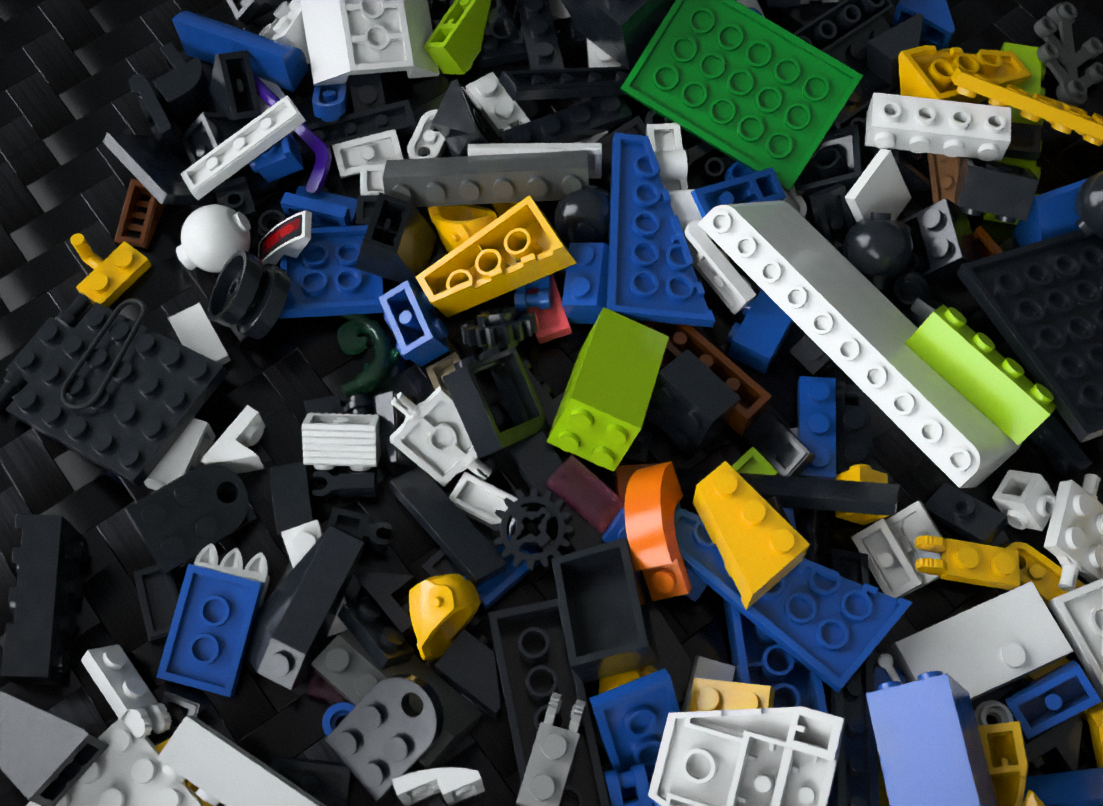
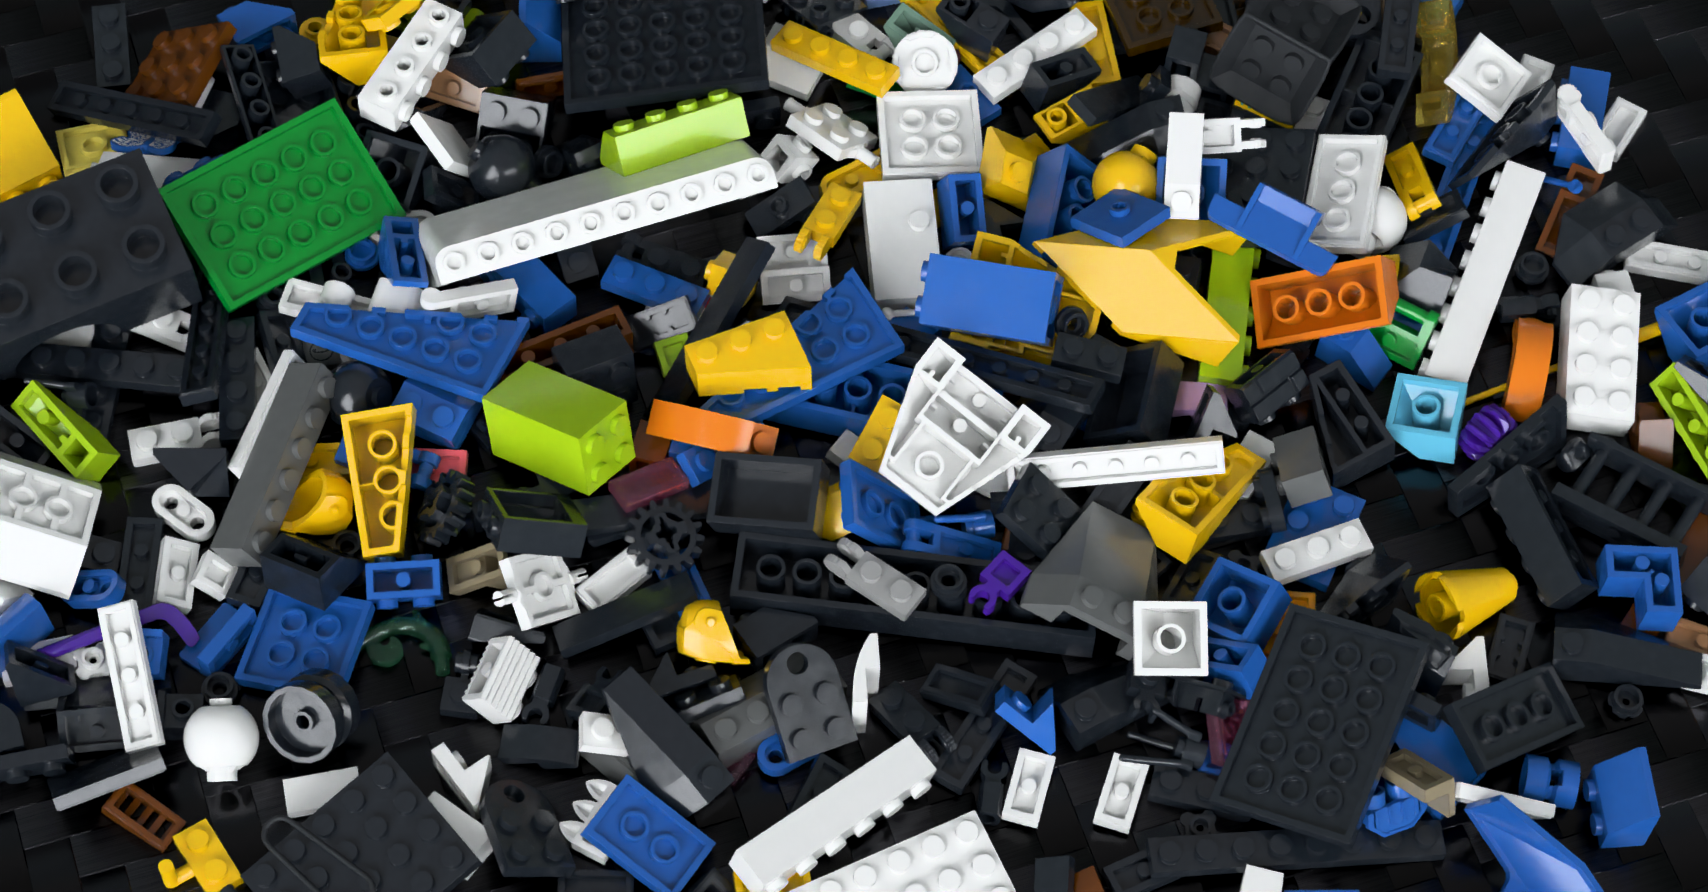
camera: 75 degrees left, 5 degrees down
(286, 238) = (253, 671): slope -> none

